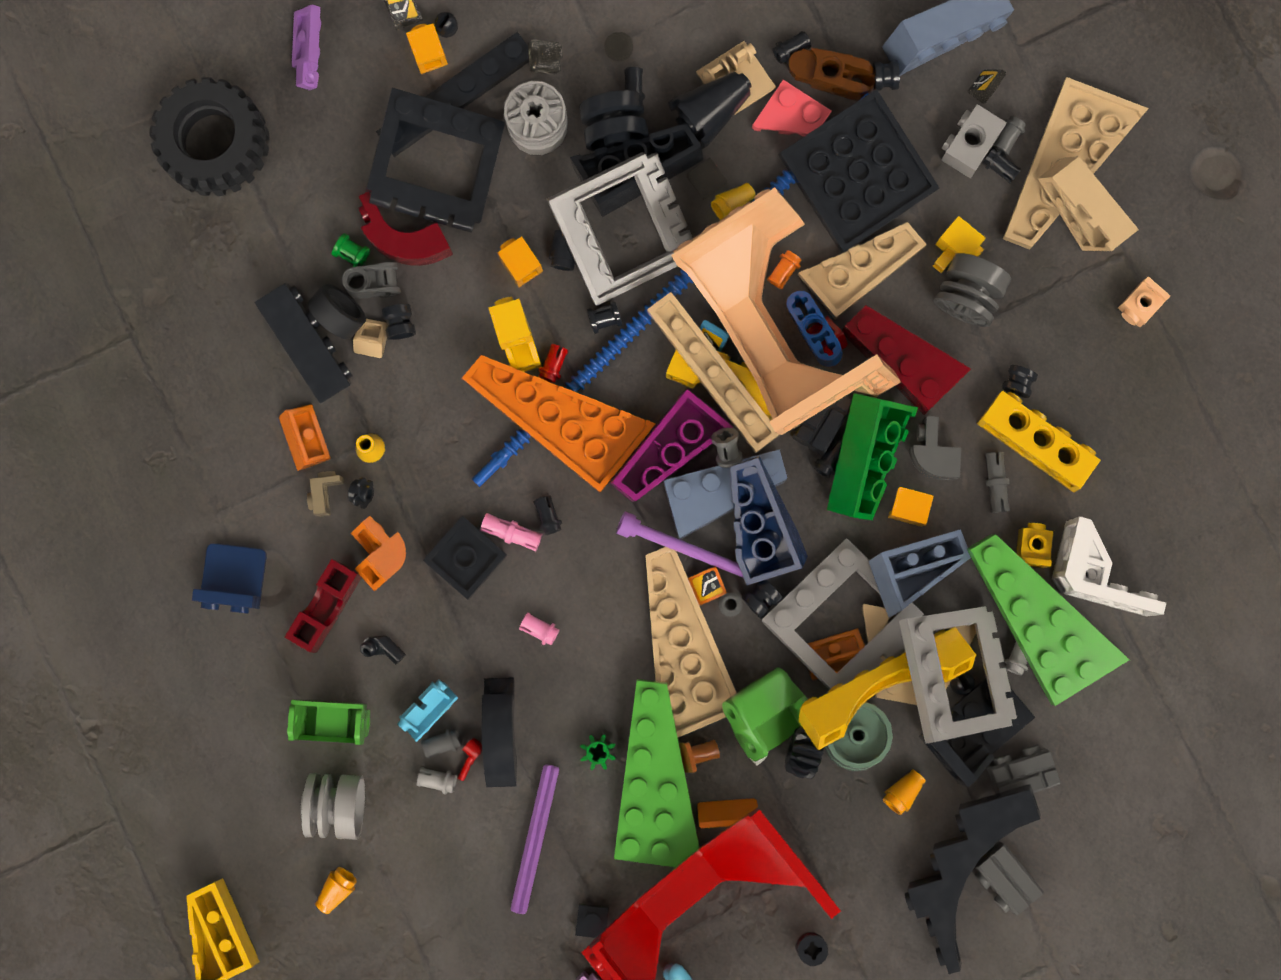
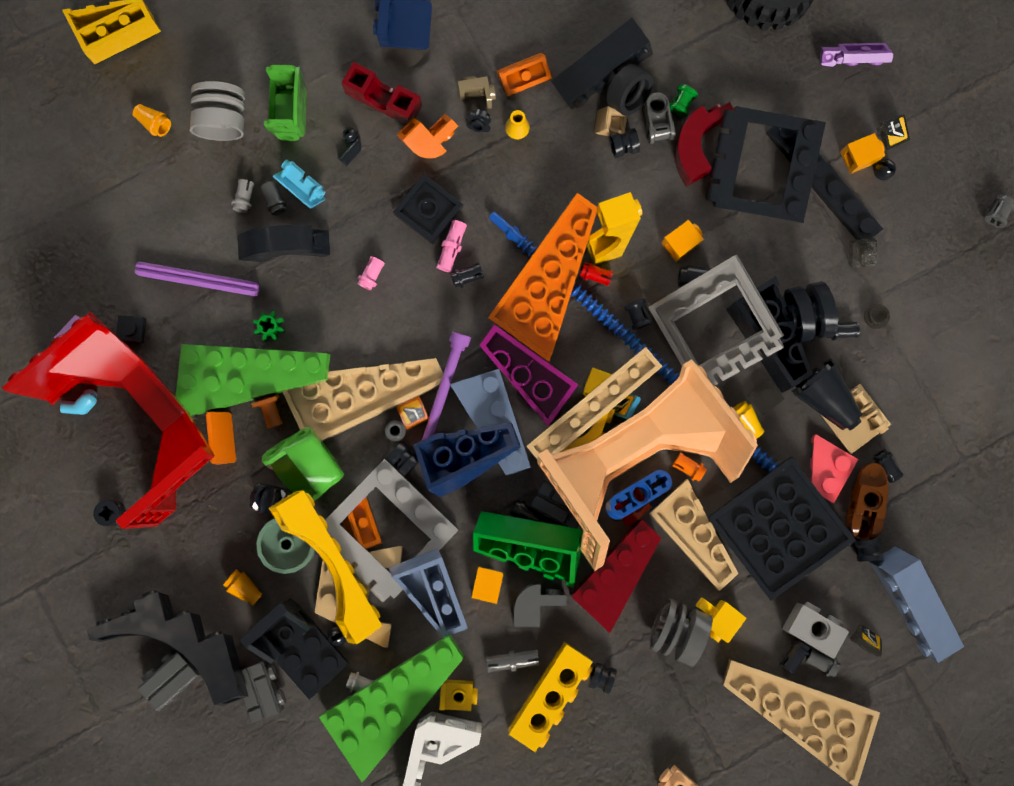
camera: 80 degrees right, 0 degrees up
(473, 749) = (269, 221): red hand -> none
(535, 134) = (800, 258): light grey wheel -> none
(727, 447) = (529, 421): dark grey bush -> none
(929, 681) = (332, 601): light grey hinge -> none
(1086, 206) = (762, 733): tan wedge -> none

